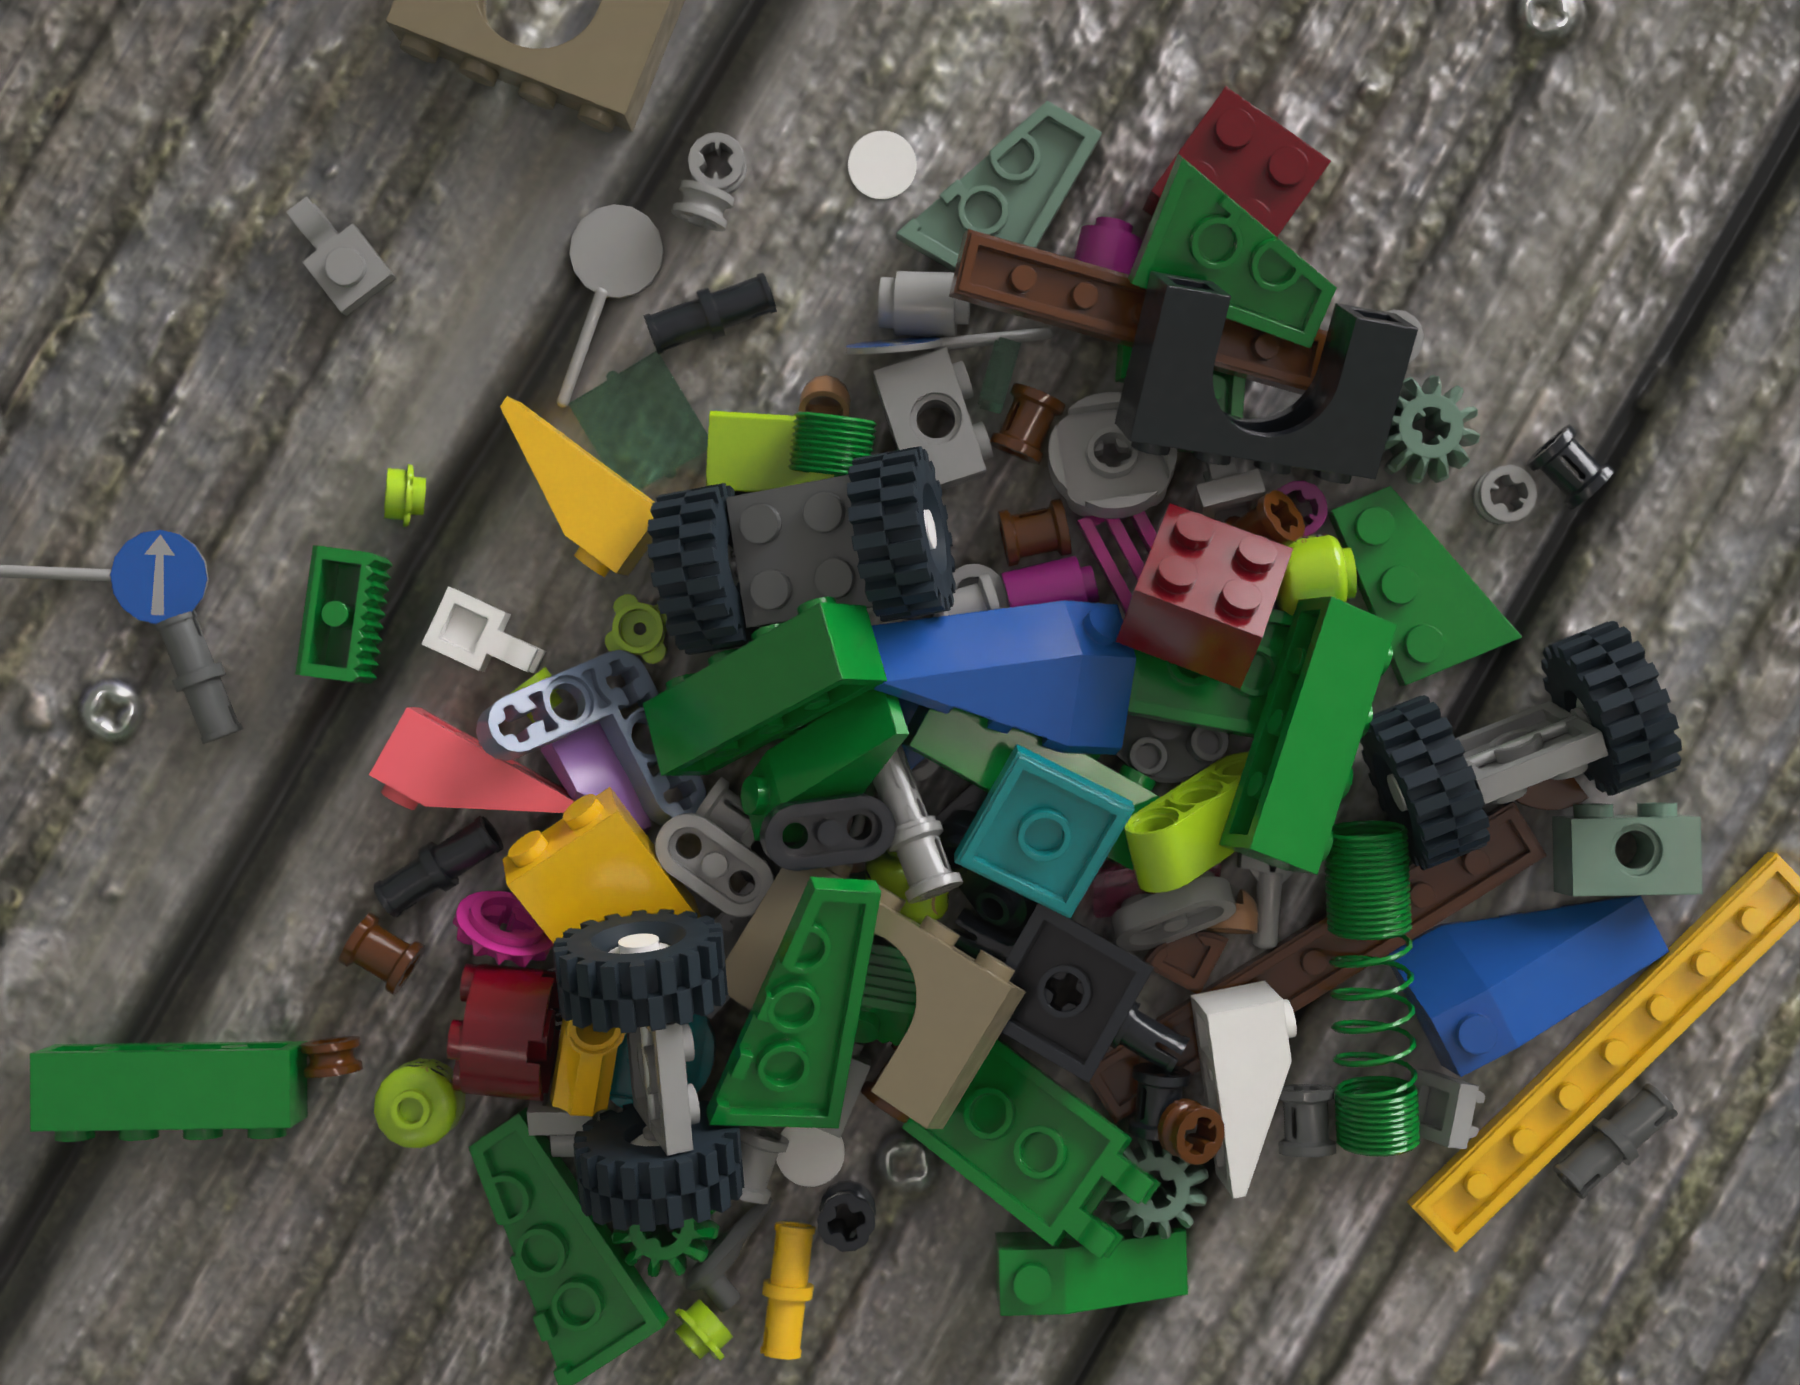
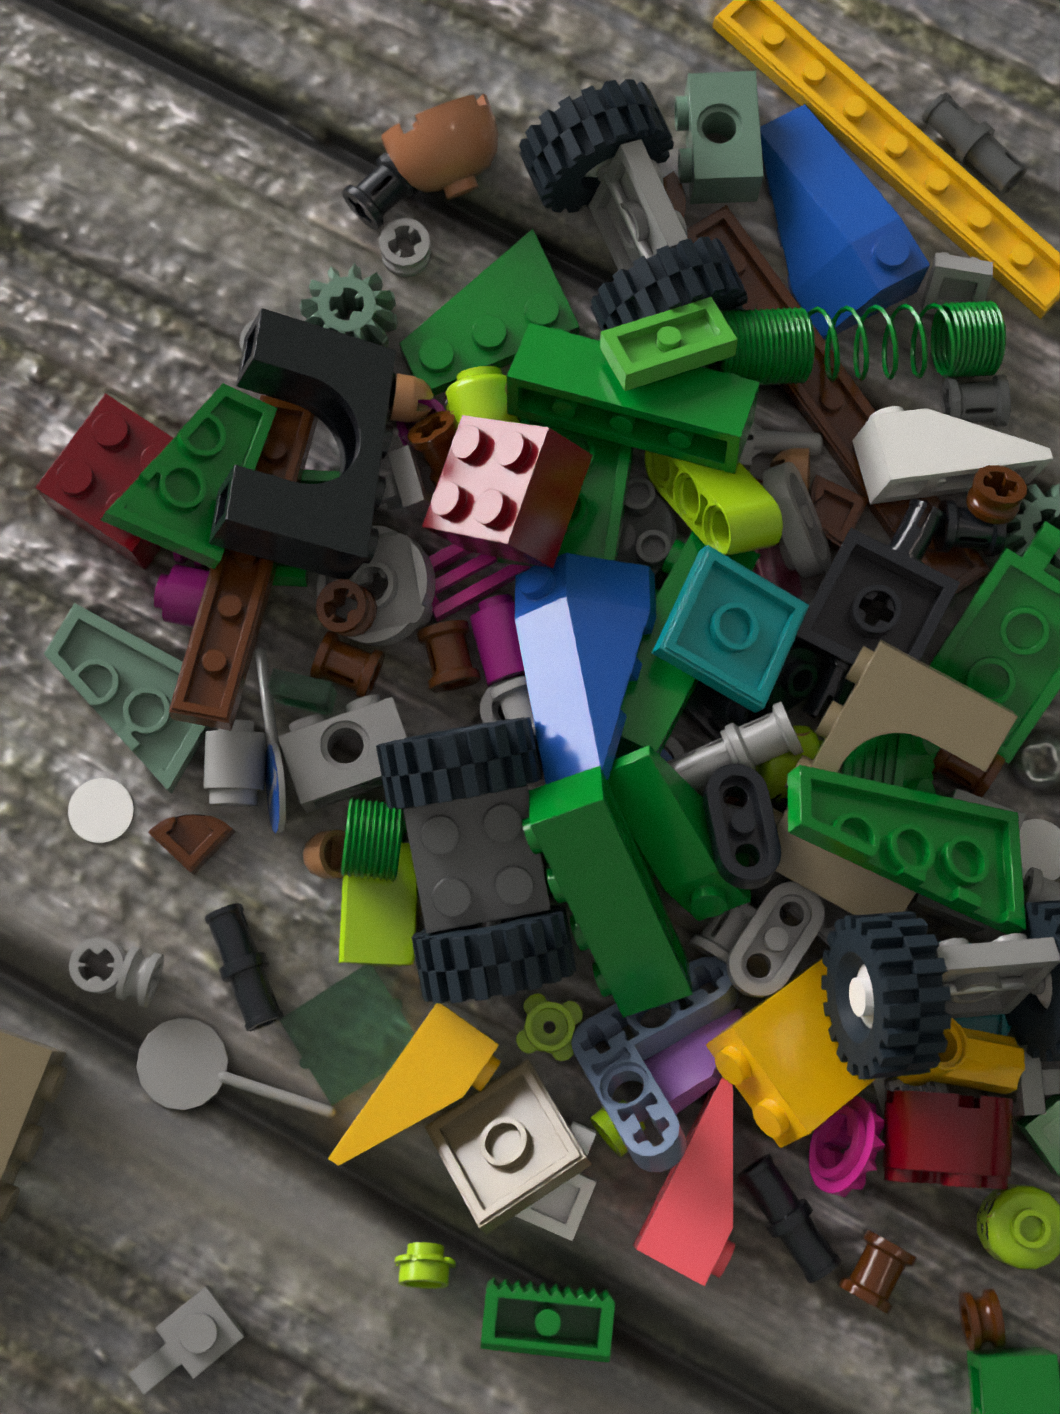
camera: 90 degrees left, 10 degrees down
(516, 580) = (507, 1146): none -> plate
(848, 259) = (192, 838): none -> reddish brown tile
(1070, 432) = (358, 619): none -> reddish brown bush
(1320, 495) = (406, 398): none -> medium nougat hinge
(1361, 774) = (668, 343): none -> bright green plate
(1617, 540) = (446, 146): none -> nougat cylinder

